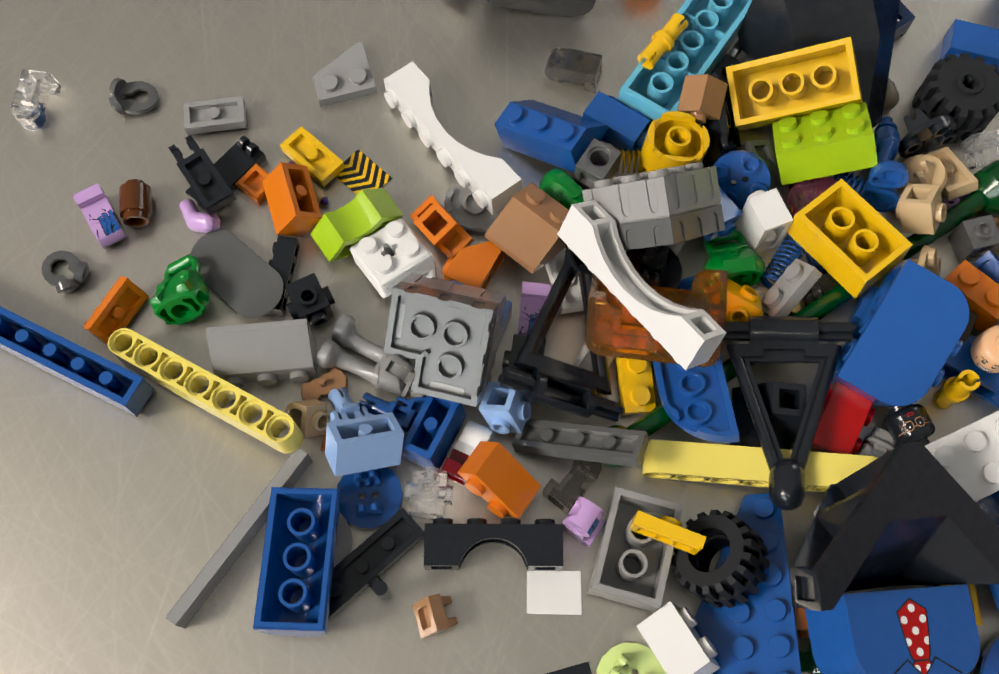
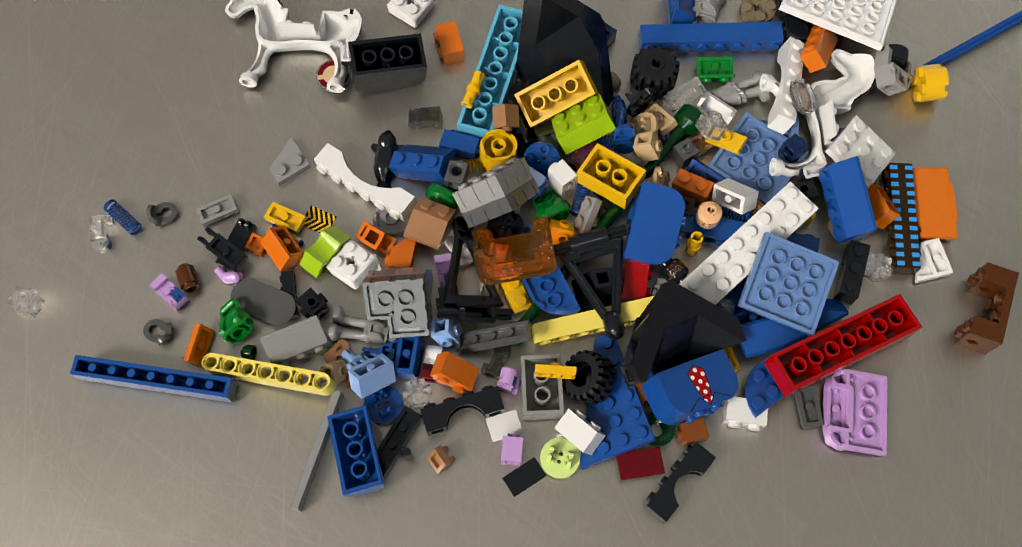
camera: 15 degrees left, 0 degrees up
(80, 101) = (125, 213): none -> blue piece
(188, 346) = (249, 352): none -> dark green hinge
(493, 101) = (383, 154): none -> black animal
(555, 638) = (512, 449): none -> lavender brick
(684, 332) = (529, 257): white arch -> none

